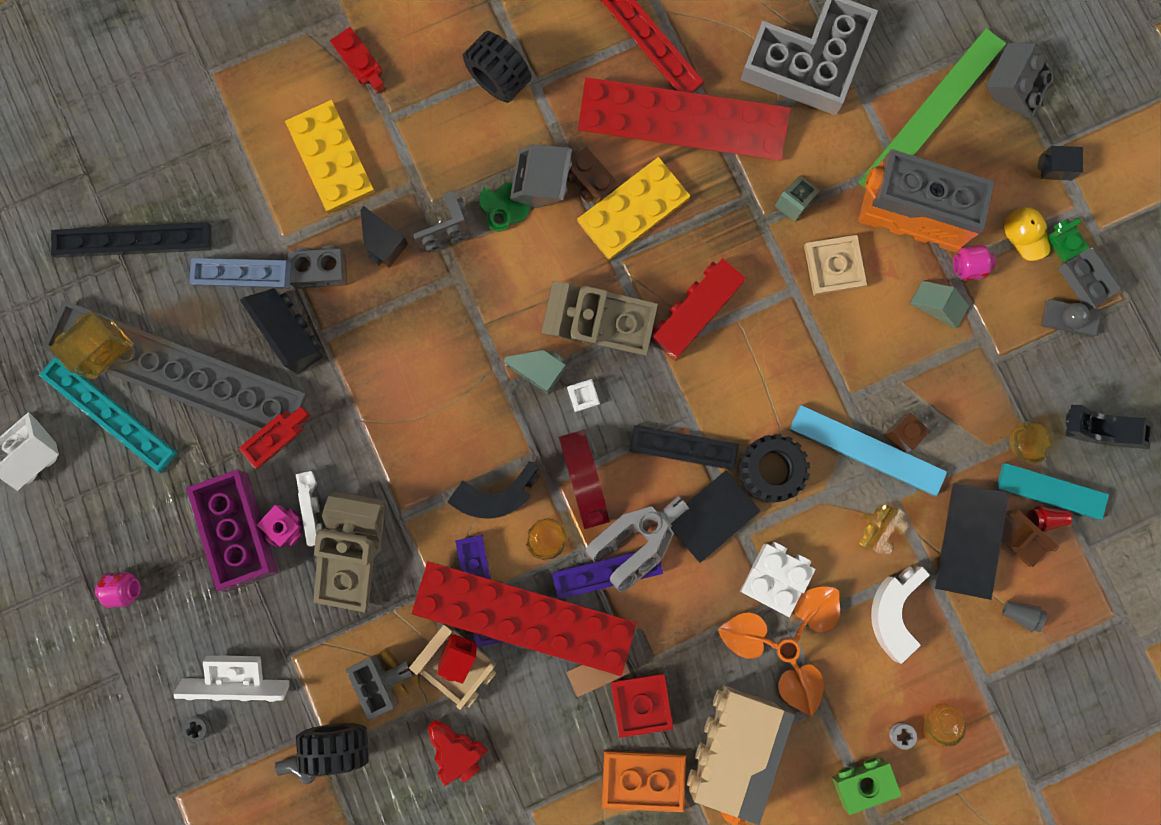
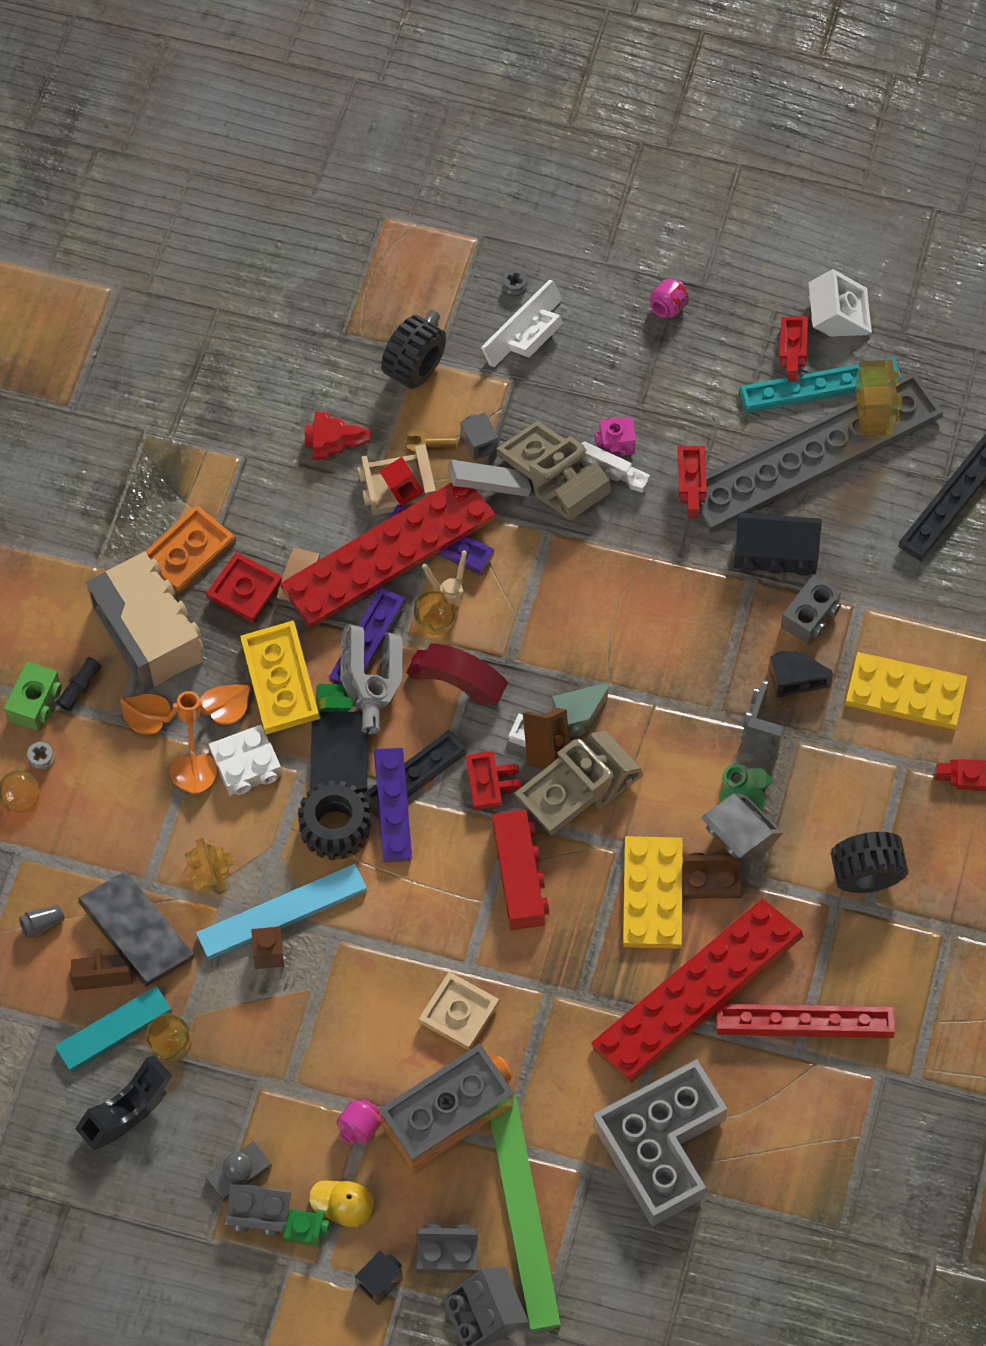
camera: 130 degrees right, 20 degrees down
(87, 458) = (793, 345): none -> red hinge
(229, 530) = (657, 403): magenta brick -> none
(240, 273) = (854, 547): sand blue plate -> none
(363, 637) = (479, 435): none -> dark grey brick
(375, 685) = (434, 414): dark grey brick -> none
(399, 593) = (489, 478): none -> light grey tile
(499, 505) = (502, 590): black arch -> none
(514, 544) = (451, 587): none -> tan plant
(585, 365) = (545, 736): none -> reddish brown panel
(648, 391) = (484, 781): none -> red hinge
(681, 553) = (332, 698): none -> green bracket
(694, 610) = (280, 677): none -> yellow plate
(724, 438) = (392, 805): none -> dark purple plate
(796, 198) = (545, 1027): sand green slope -> none
(825, 760) = (78, 684): none -> black pin
(887, 613) = (131, 809): white arch -> none
(940, 302) = (348, 1071): sand green slope -> none
(1001, 137) = (447, 1249): none -> dark grey bracket
(1049, 518) = (95, 1004): red cone -> none

